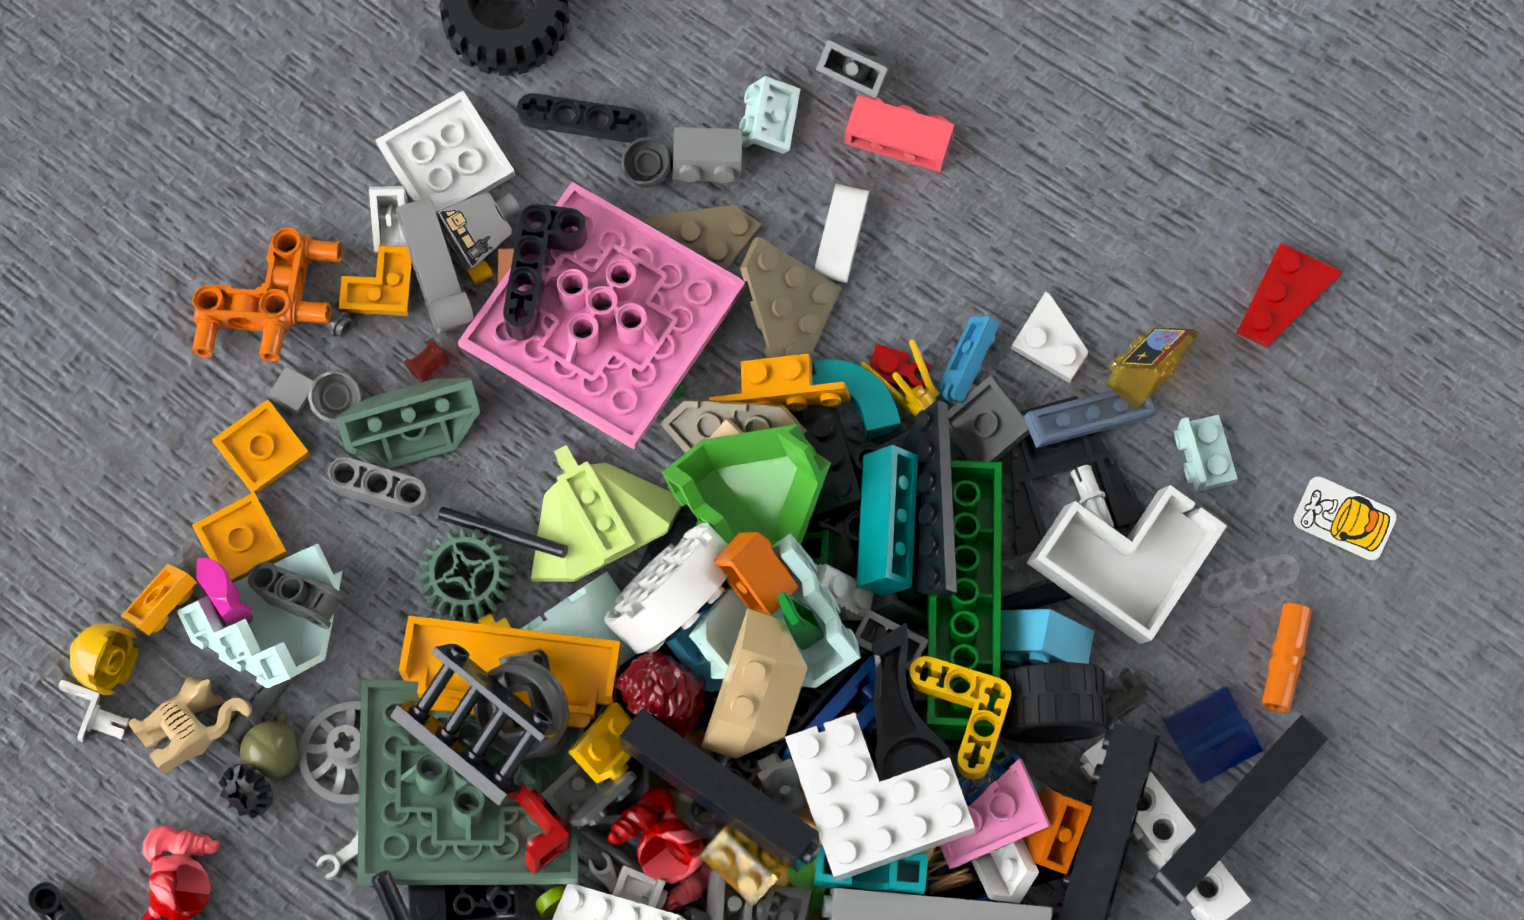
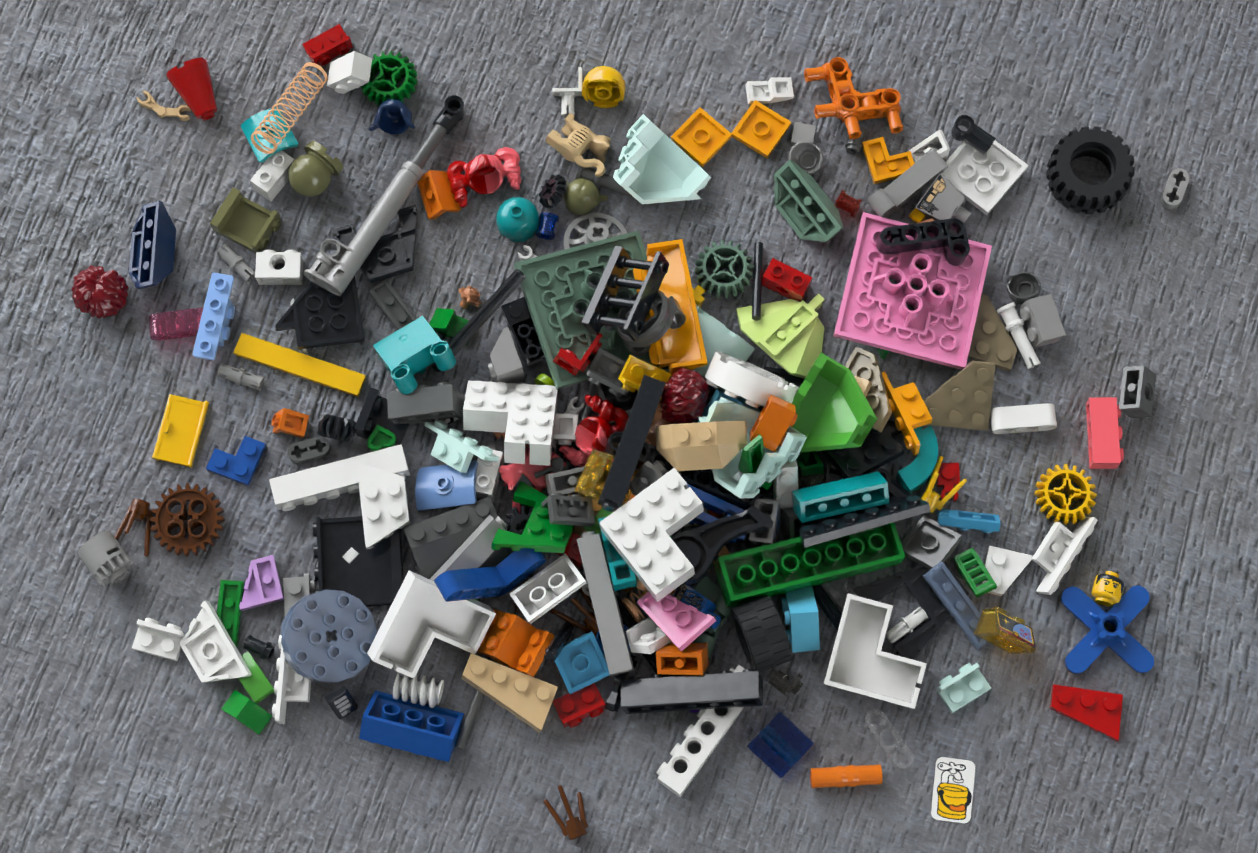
camera: 75 degrees right, 0 degrees up
(158, 599) = (654, 106): light orange plate -> none
(203, 415) = (770, 91): none -> white slope
(221, 592) = (661, 135): dark pink hat -> none
(269, 861) = (517, 219): none -> teal cylinder
(295, 593) = (675, 176): dark grey piece -> none
(297, 818) = (547, 225): none -> clear blue bush
(366, 474) = (762, 192): light grey beam -> none
(393, 146) = (973, 136): none -> black piece
(517, 490) = (786, 280): none -> red brick
(583, 112) = (1039, 241): black beam -> none
(699, 195) = (1015, 326): none -> white pin
(769, 114) = (1084, 351): light aqua bracket -> none
(960, 209) = (1085, 493): none -> yellow gear
(973, 698) = (742, 580): yellow beam -> none
(1028, 374) = (968, 560): none -> green slope
(1053, 252) = (1059, 550): none -> white bracket
(1125, 208) = (1107, 589): none -> yellow head
(1169, 239) = (1098, 638): none -> blue piece
(1238, 810) = (735, 770): black beam -> none

